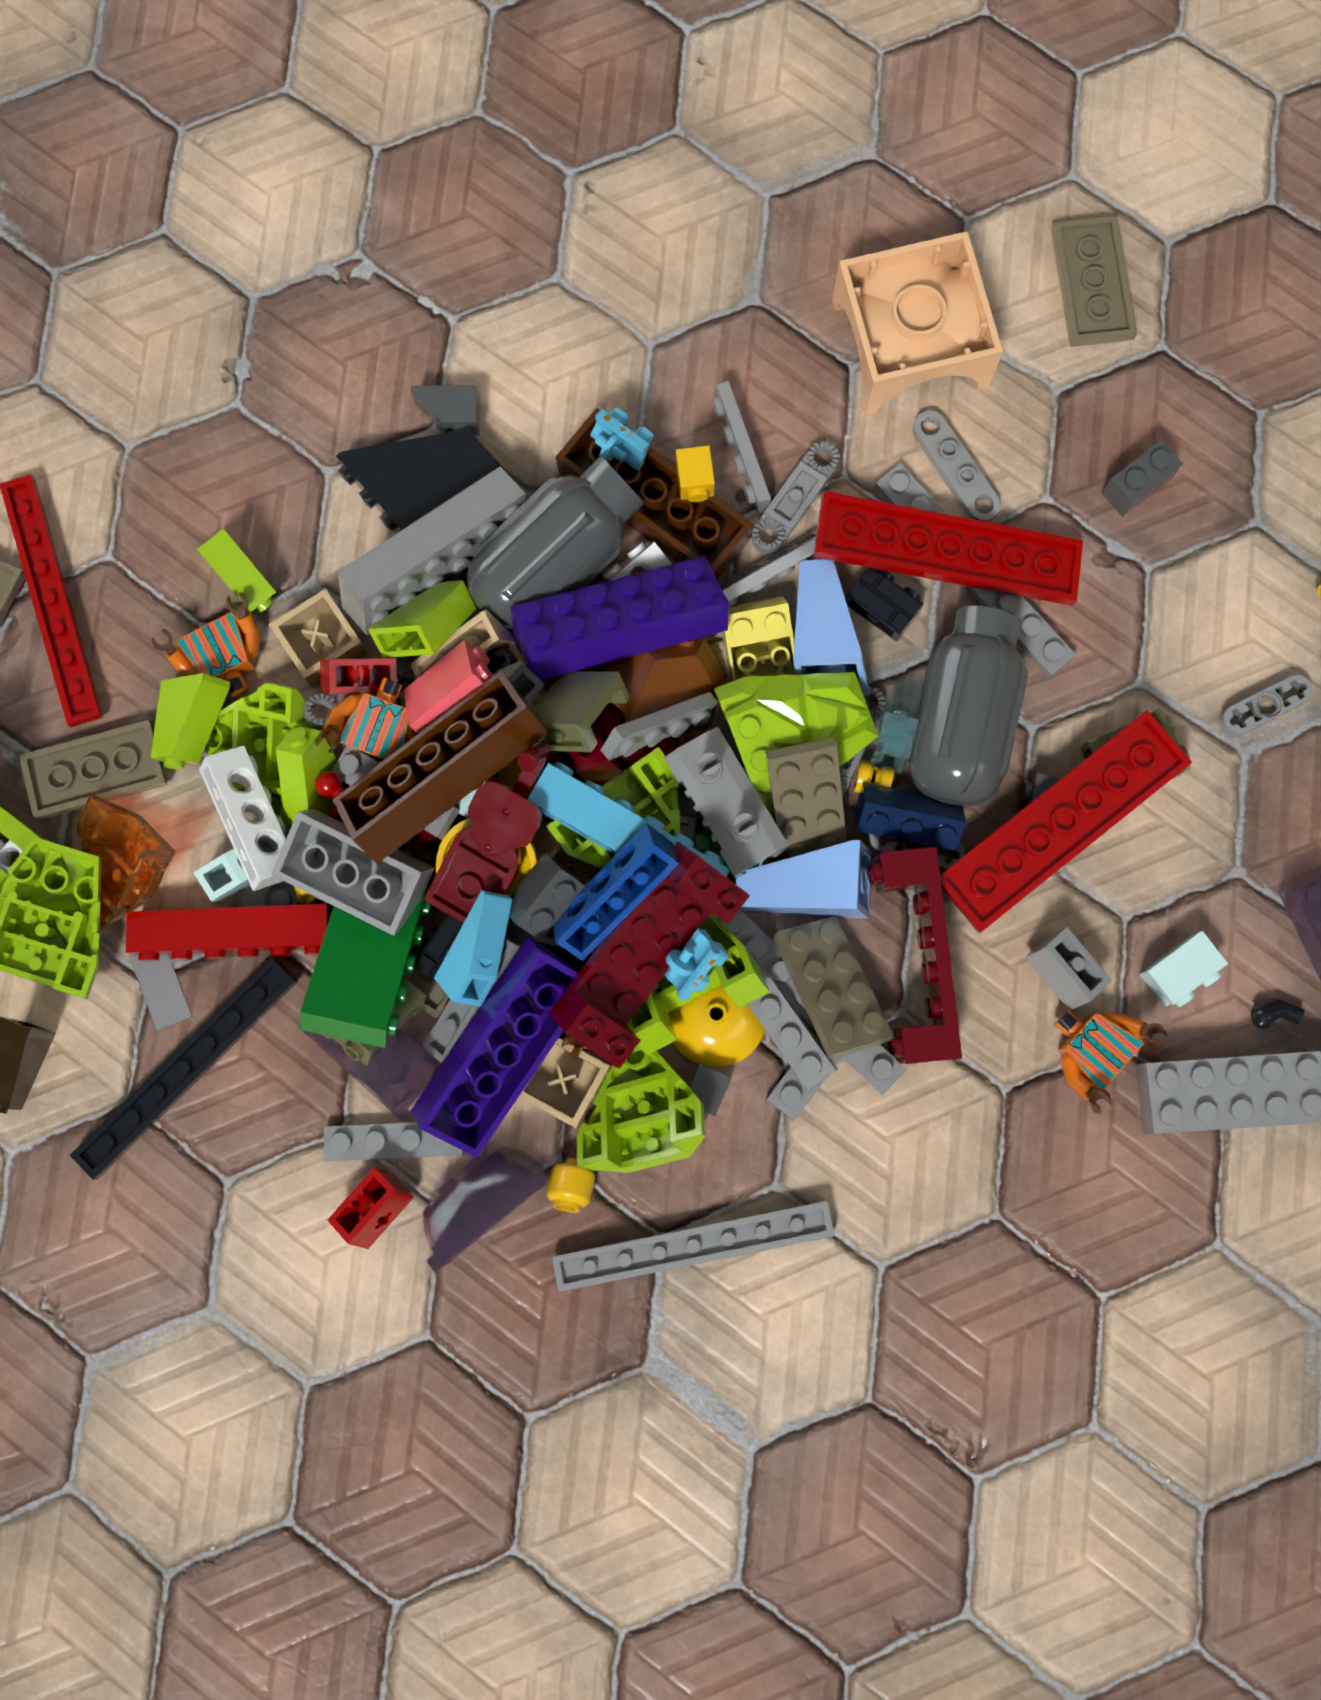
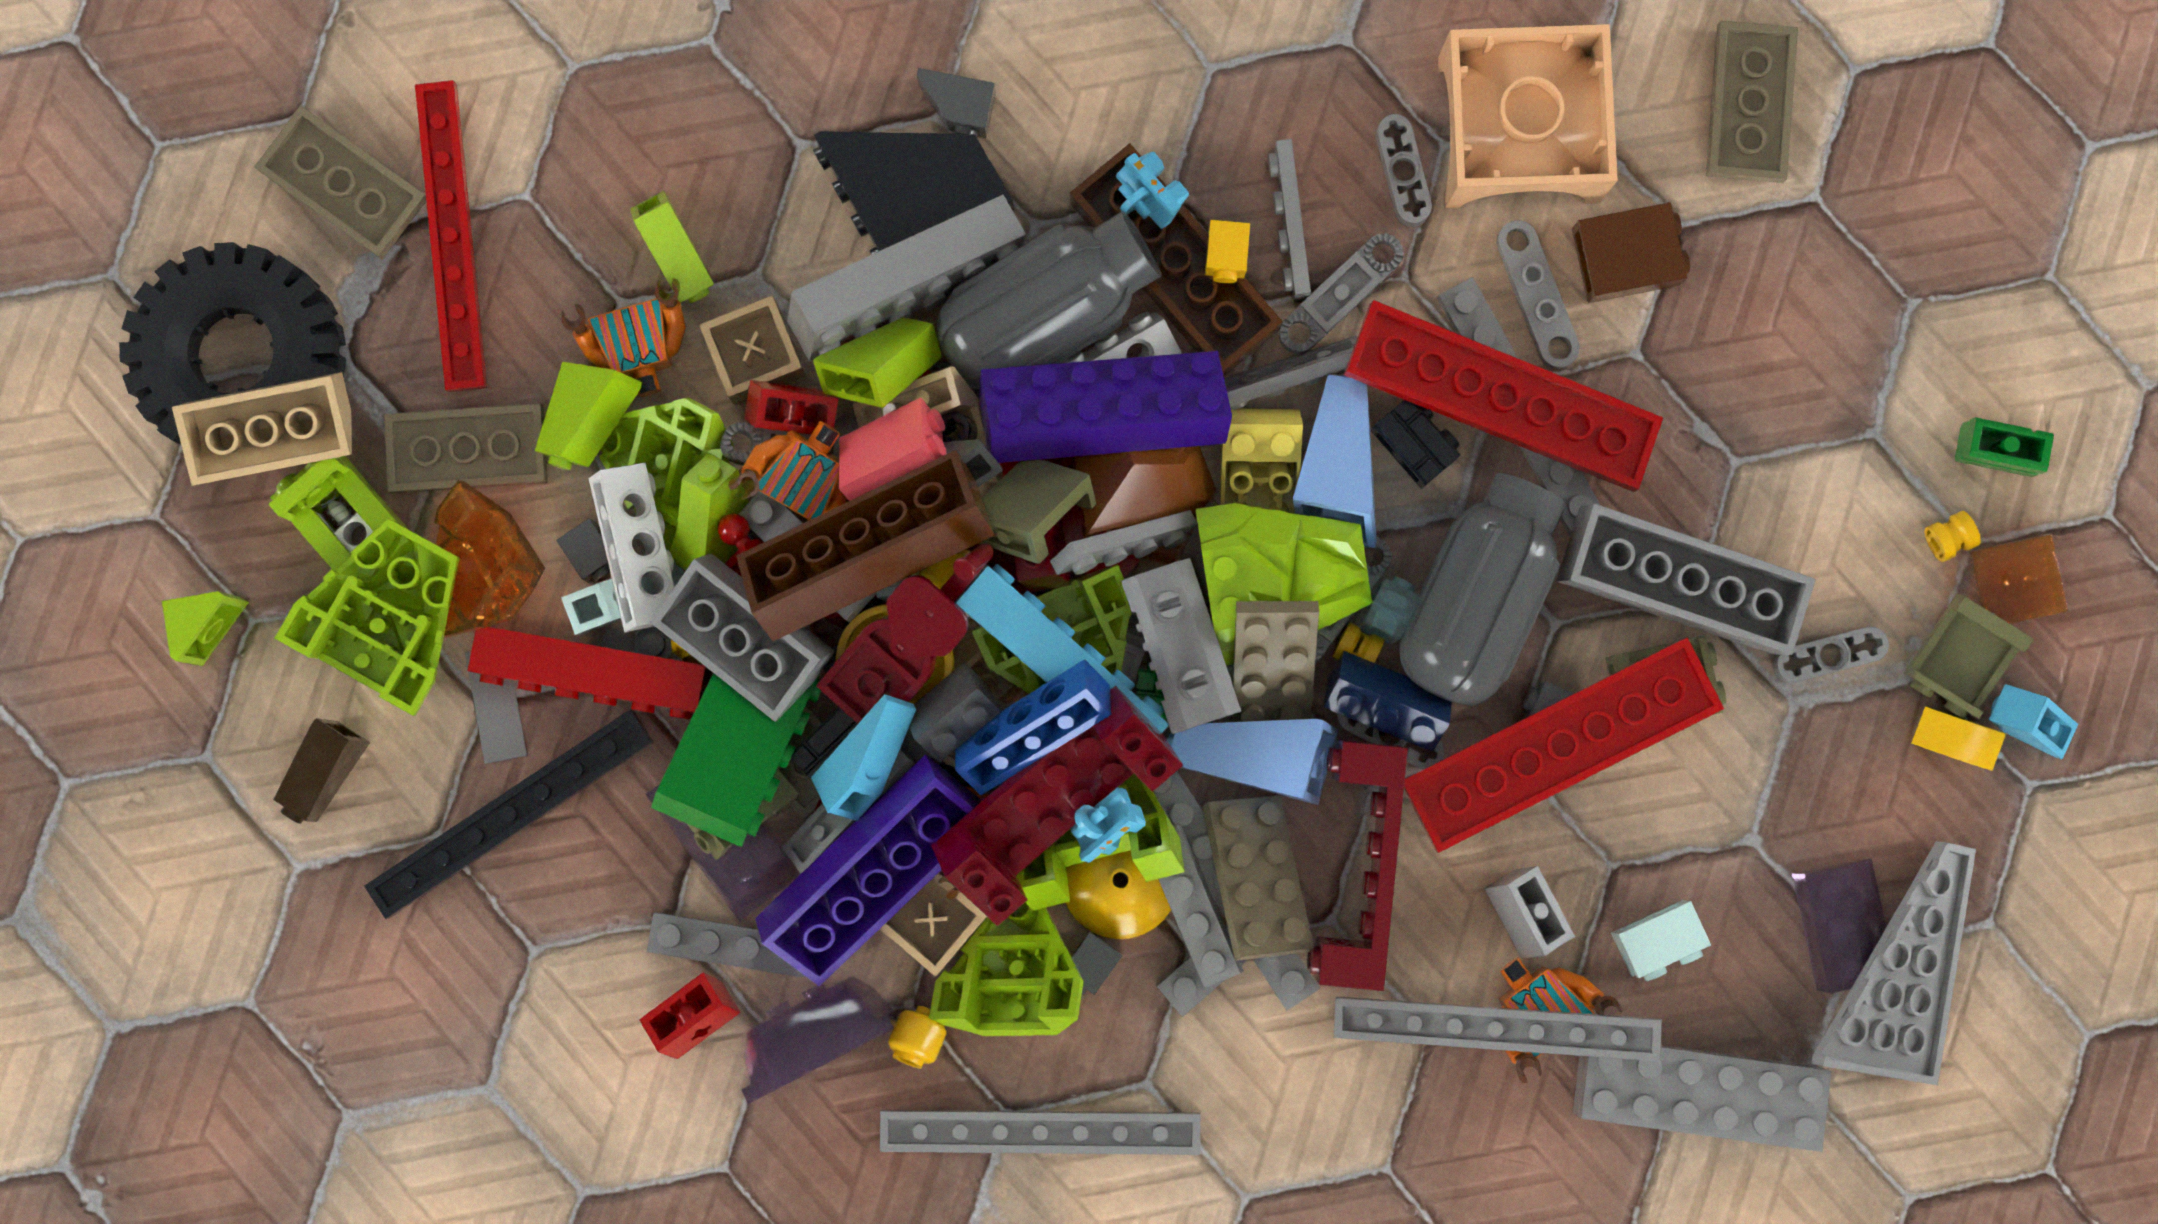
camera: 10 degrees right, 5 degrees up
(209, 832) = (586, 551): none -> dark grey brick
(839, 398) = (1406, 140): none -> light grey beam
(1024, 417) = (1630, 252): none -> reddish brown brick
(1067, 1071) = (1498, 1028): none -> light grey plate
(1134, 665) = (1686, 580): none -> light grey brick
(1141, 478) = (1750, 356): dark grey brick -> none
(1274, 1009) = (1754, 1005): black arm -> none

